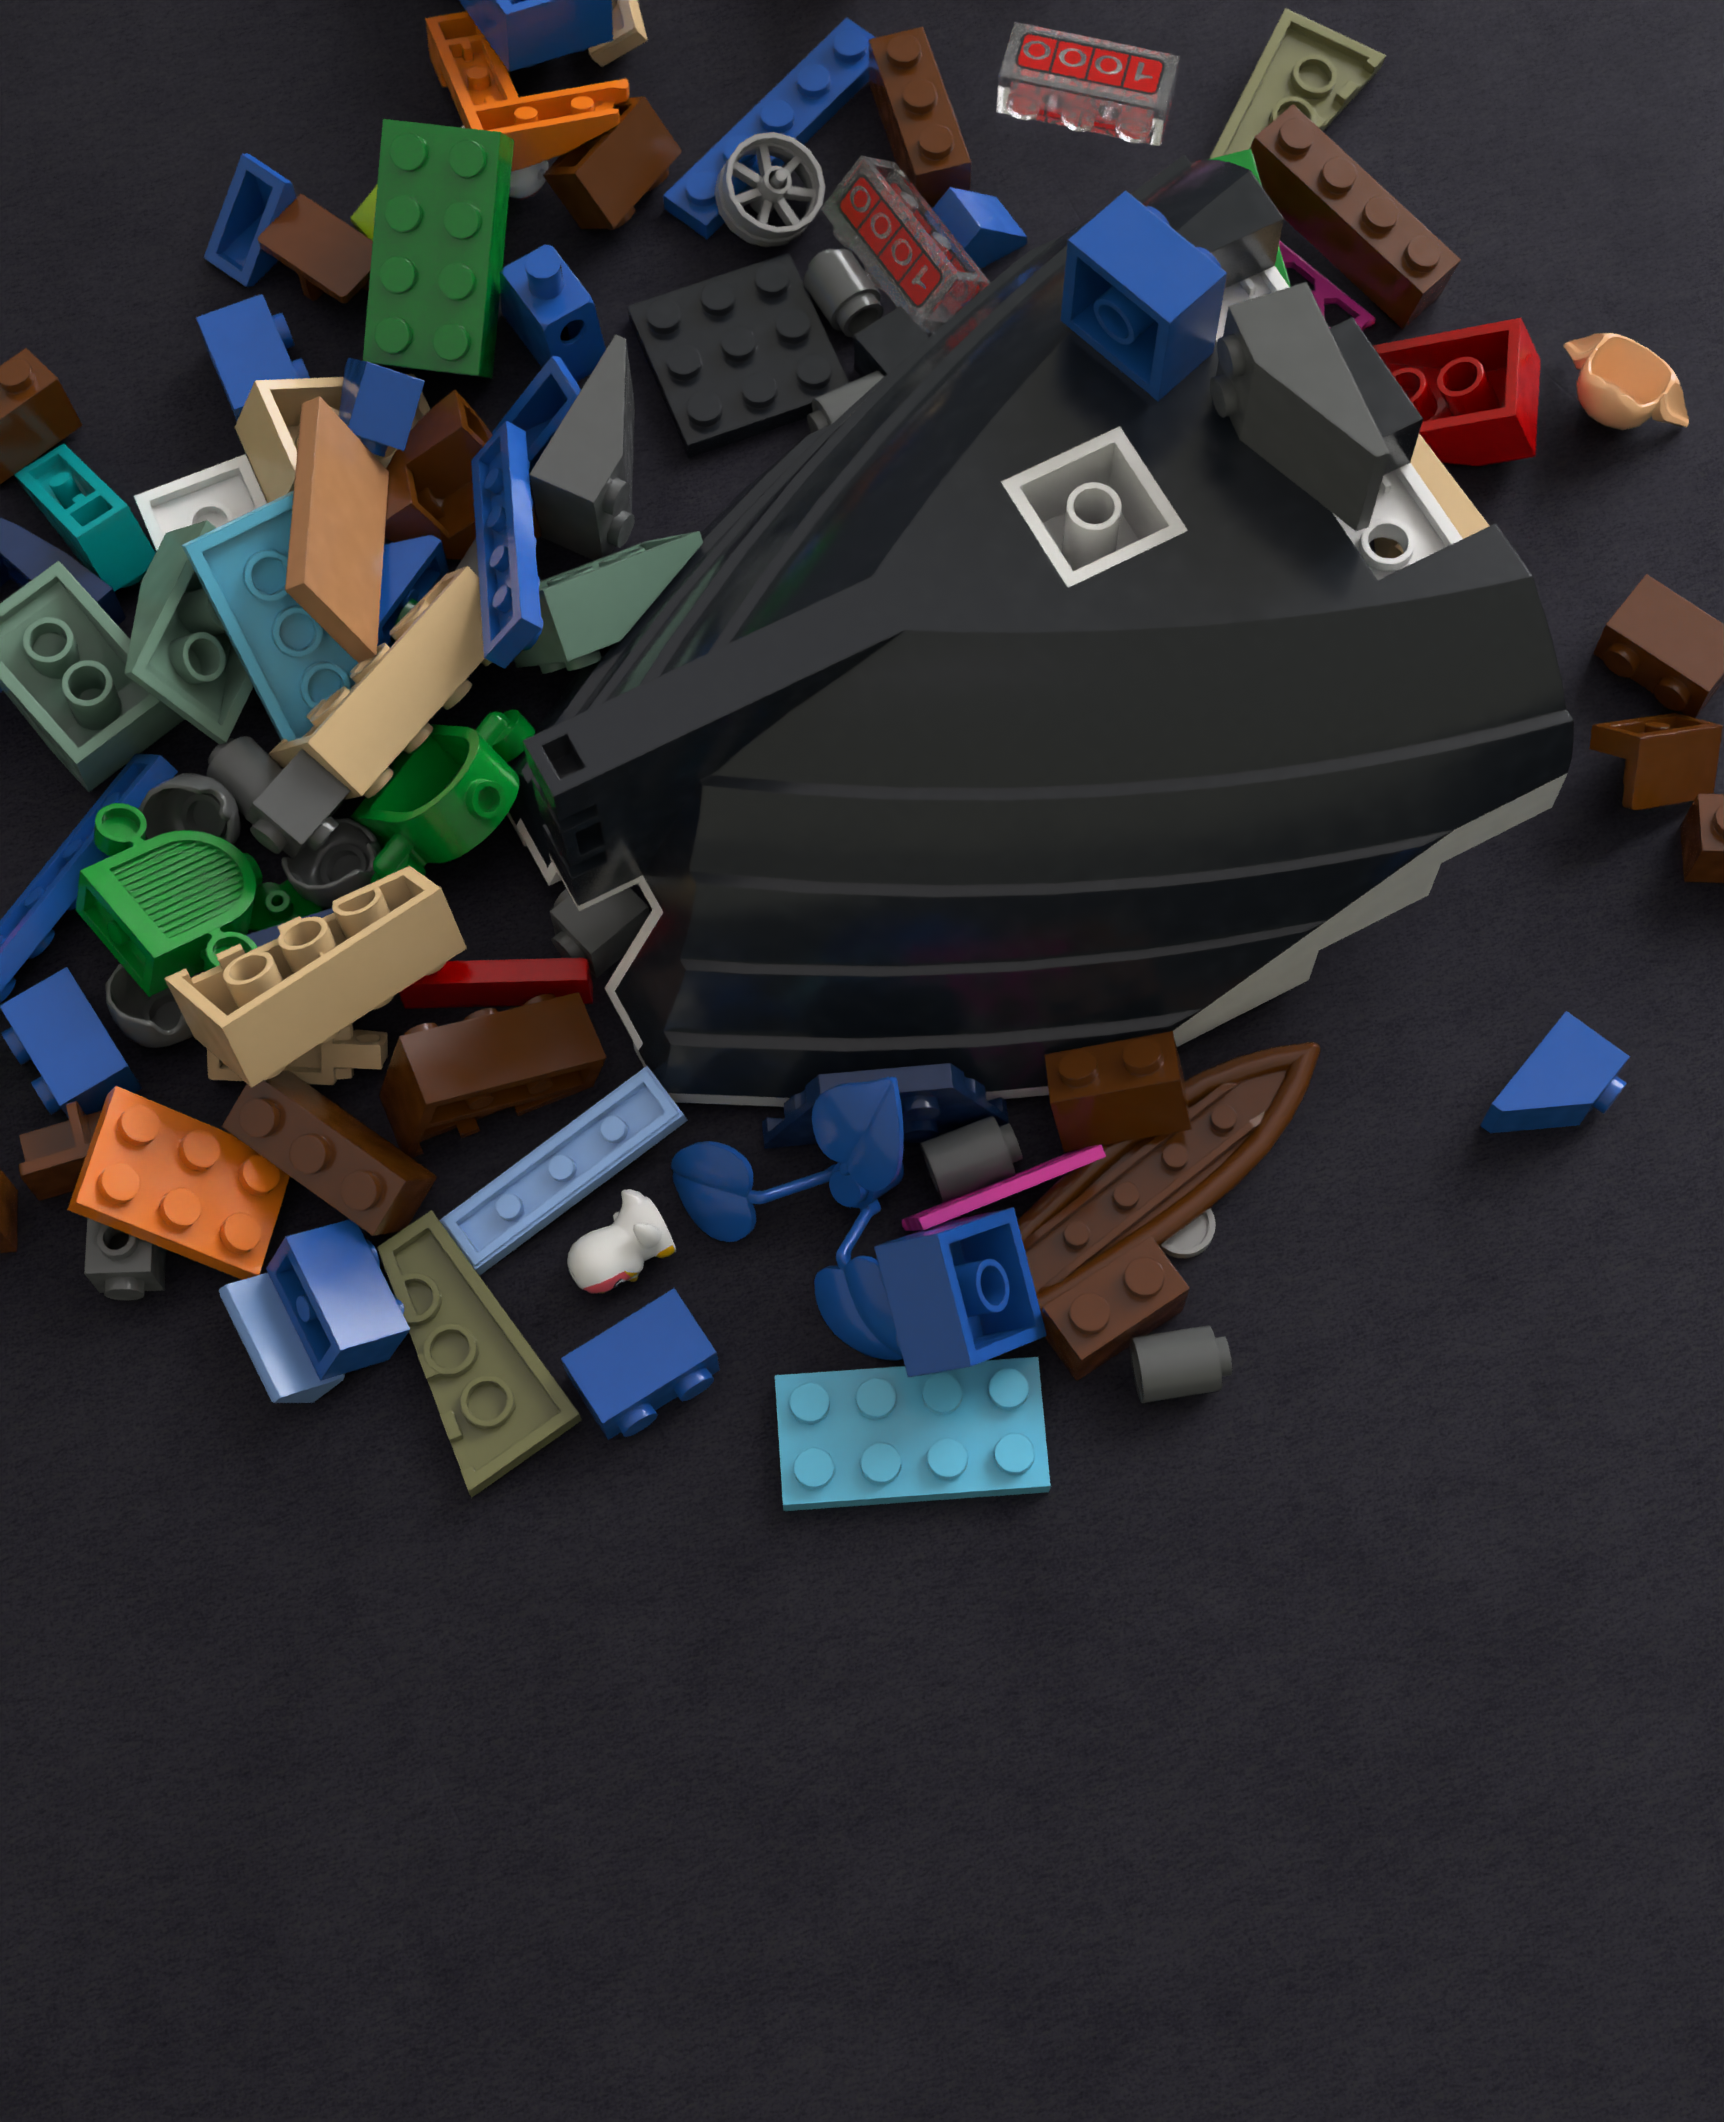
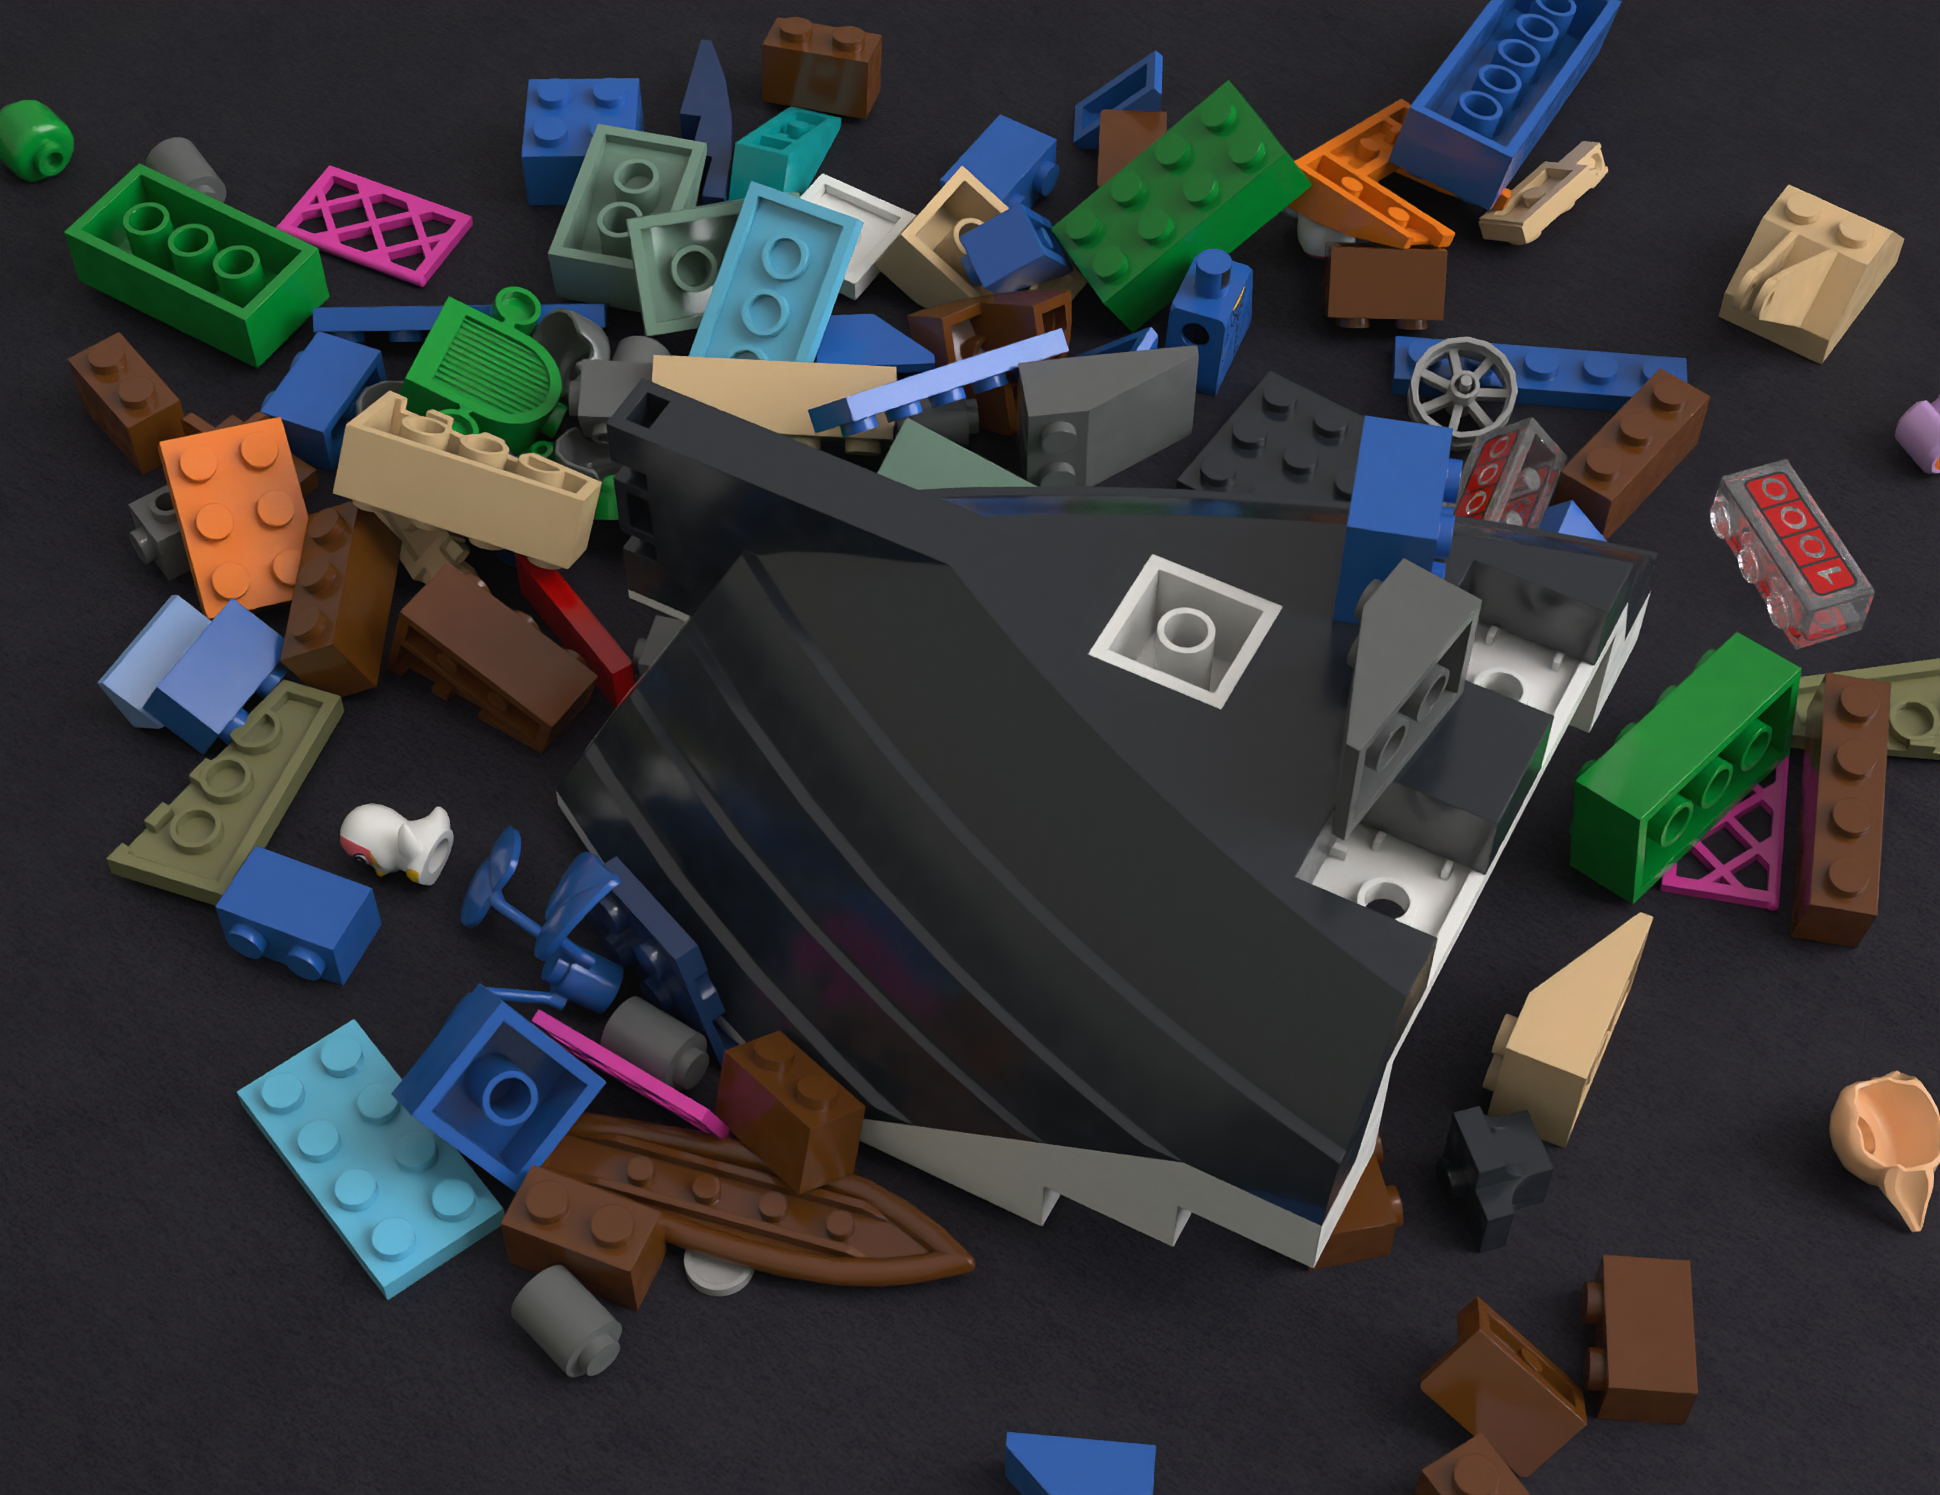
camera: 55 degrees right, 15 degrees down
(337, 530) = (859, 272): medium nougat tile -> none
(563, 1170) = (441, 765): light blue tile -> none
(1472, 390) = (1745, 1004): red slope -> none

